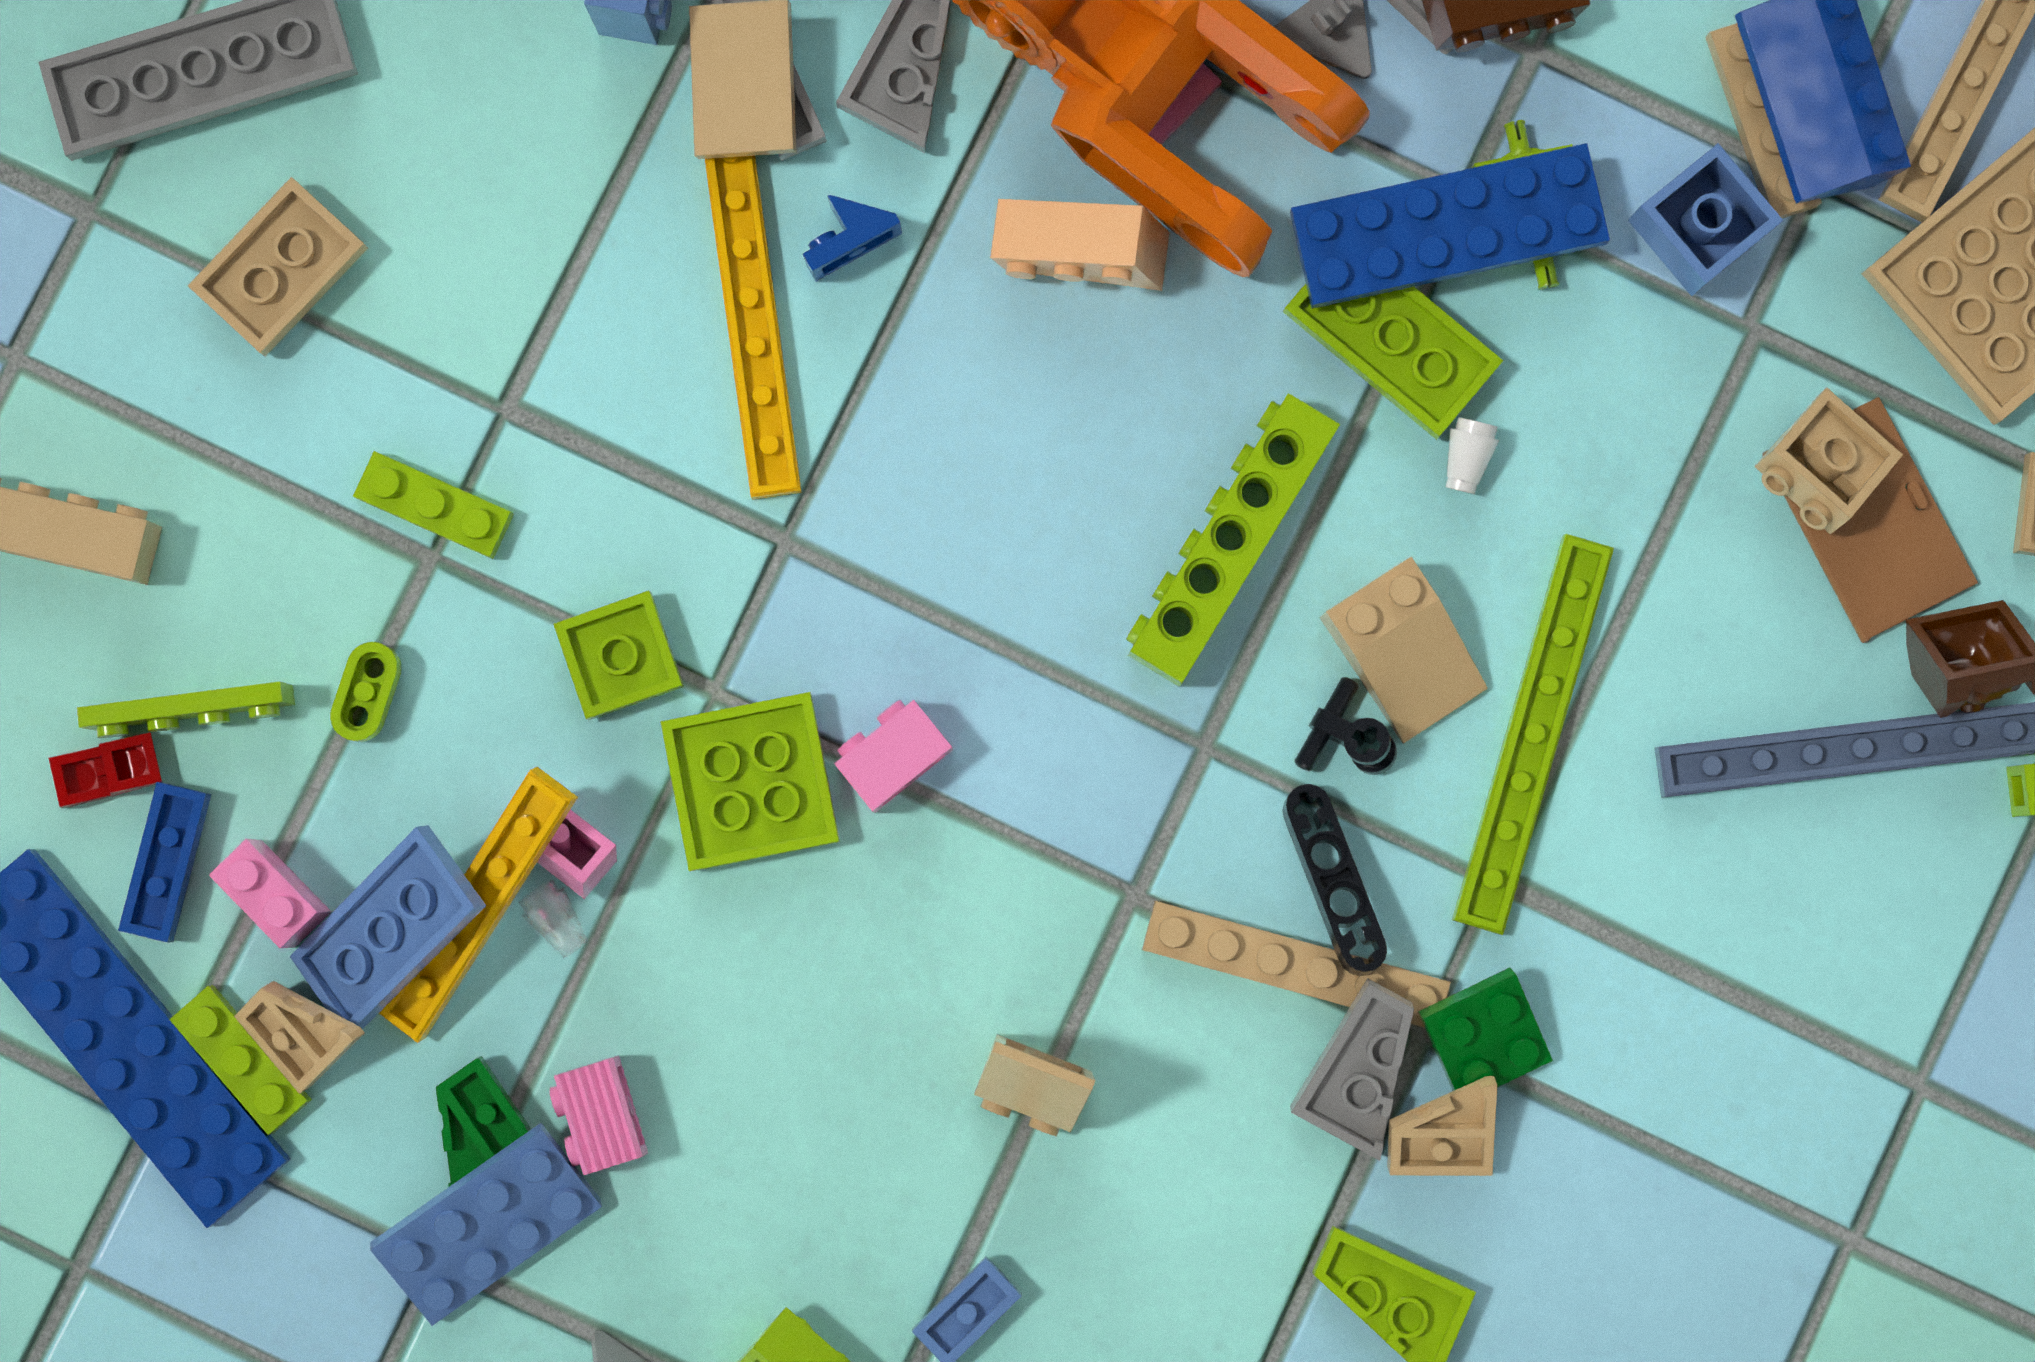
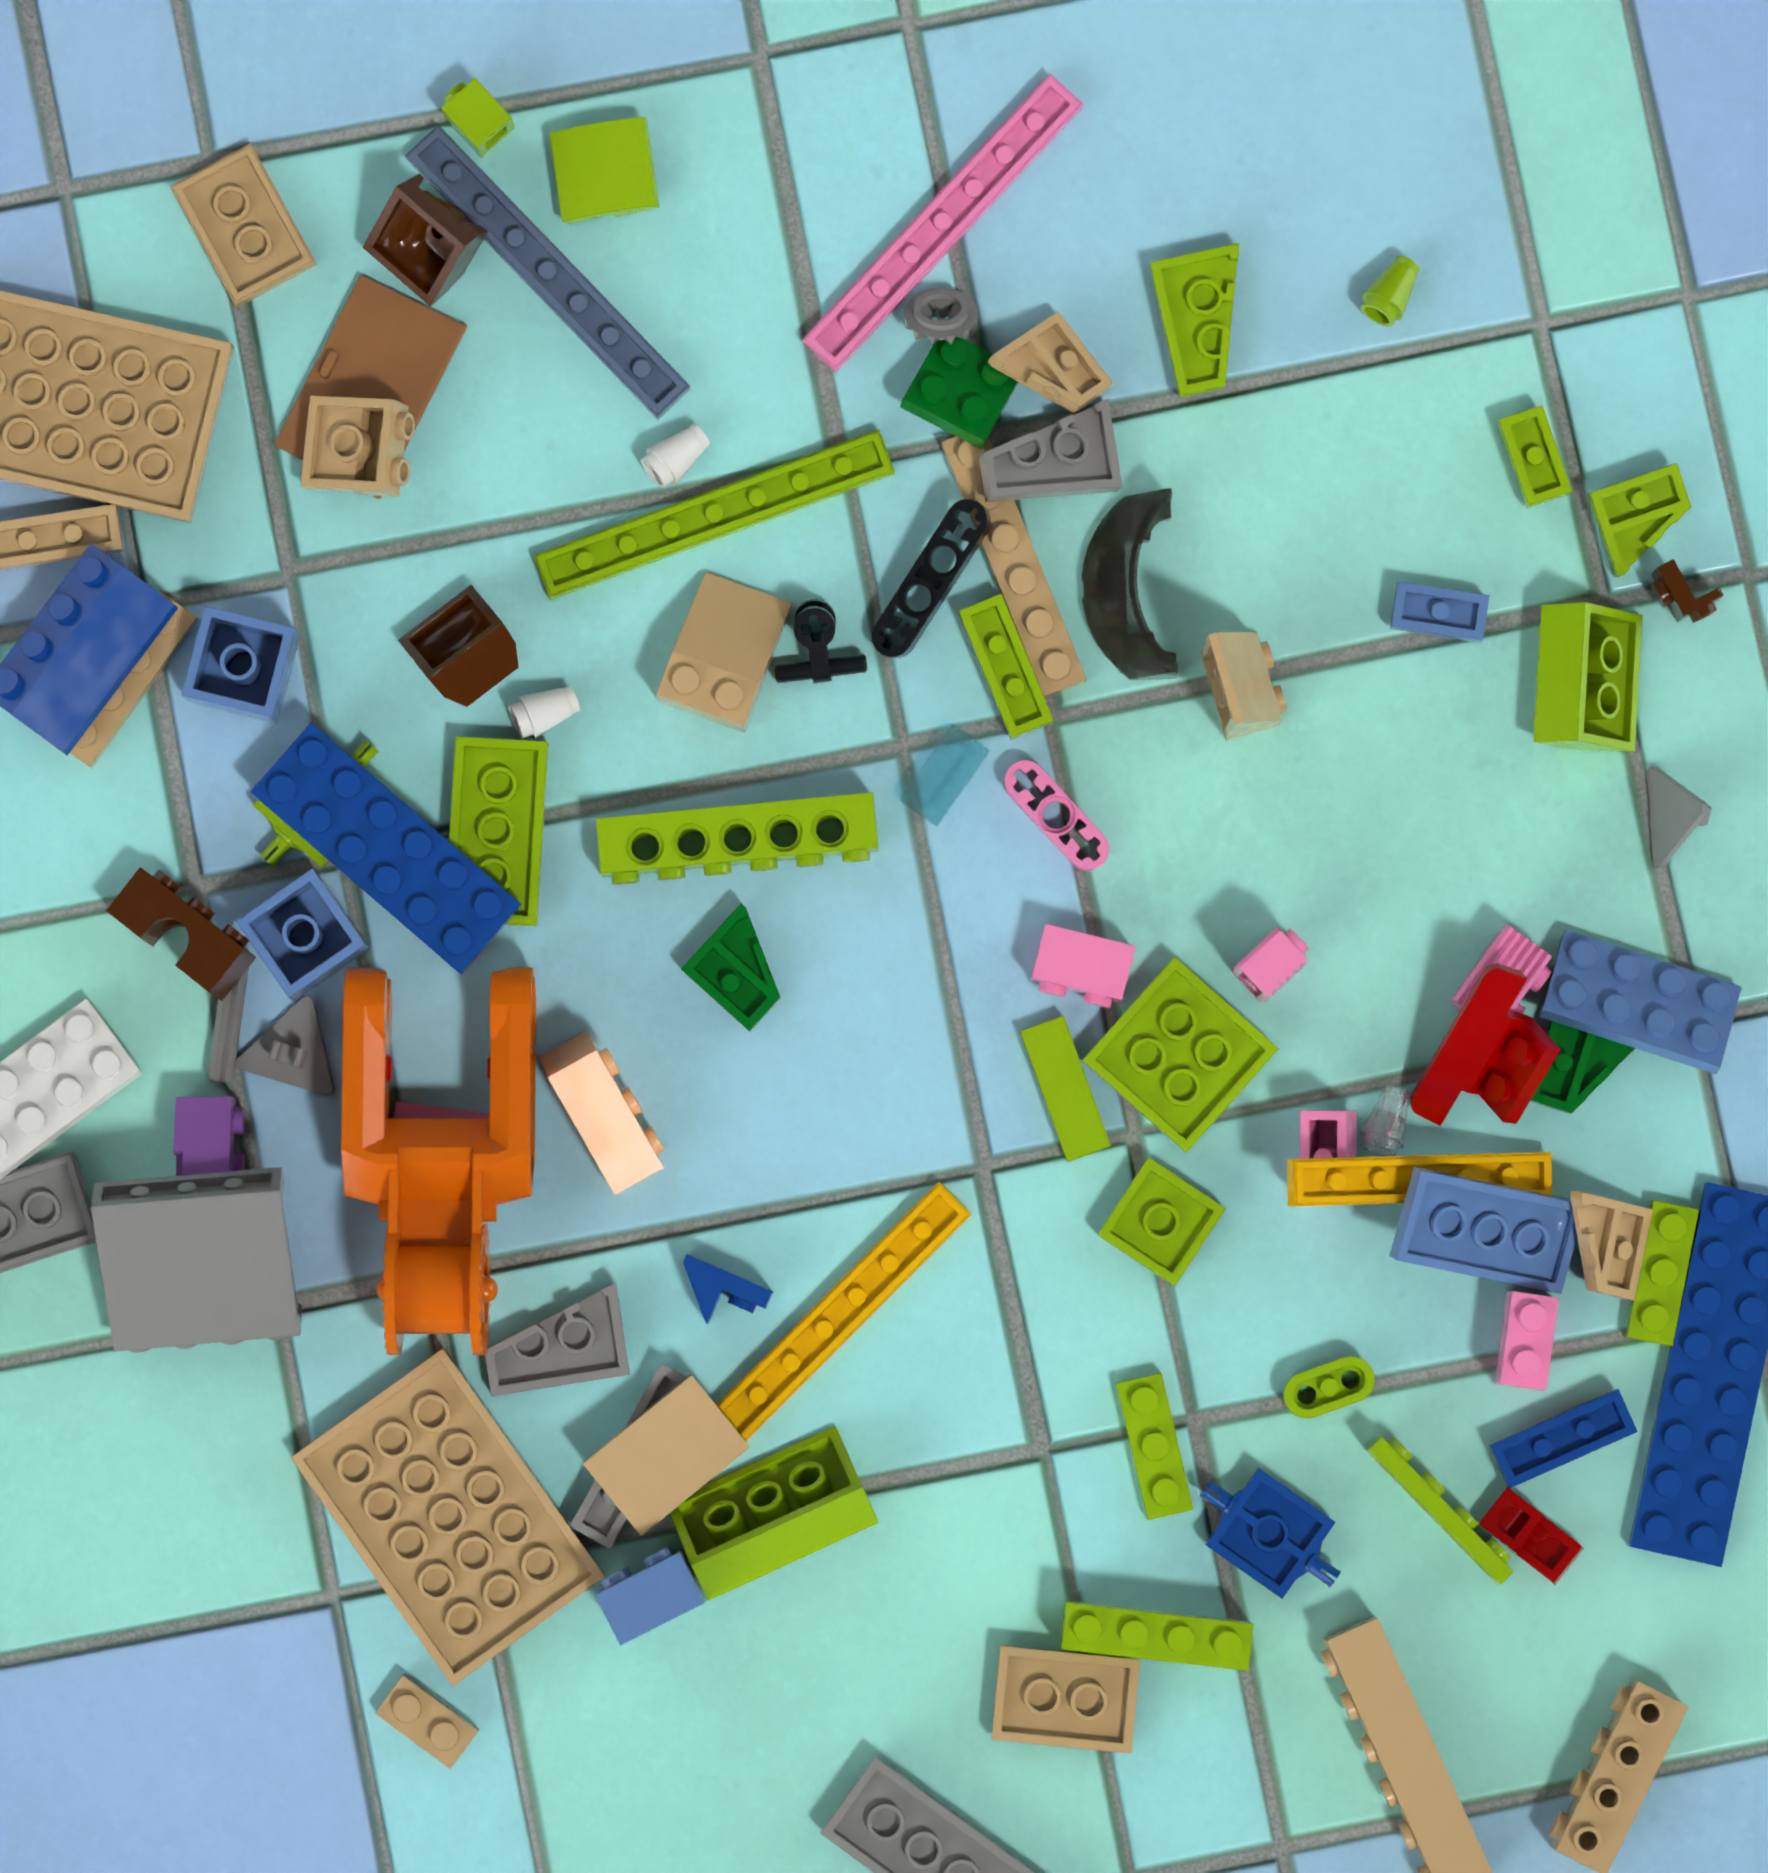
camera: 125 degrees left, 0 degrees up
(268, 382) = (1156, 1635): none -> lime brick
(281, 546) = (1270, 1533): none -> blue plate
(542, 1054) = (1487, 1053): none -> red plate
(625, 136) = (772, 1513): none -> lime slope
(765, 920) = (1272, 963): none -> bright pink brick
(797, 660) = (1065, 1088): none -> lime tile
(1080, 840) = (1024, 798): none -> bright pink beam
(1116, 451) = (735, 970): none -> green wing
(1151, 761) = (944, 775): none -> clear light blue tile
(1207, 887) = (1006, 666): none -> lime plate
(1208, 1035) = (1111, 587): none -> clear smoke windscreen
(1426, 100) = (303, 935): none -> medium blue brick
(1575, 1075) = (940, 304): none -> light grey gear
(1577, 418) = (463, 648): none -> reddish brown brick
(1612, 737) = (674, 456): none -> white cone
(1648, 1134) = (942, 223): none -> bright pink tile
(1918, 865) = (604, 169): none -> lime slope

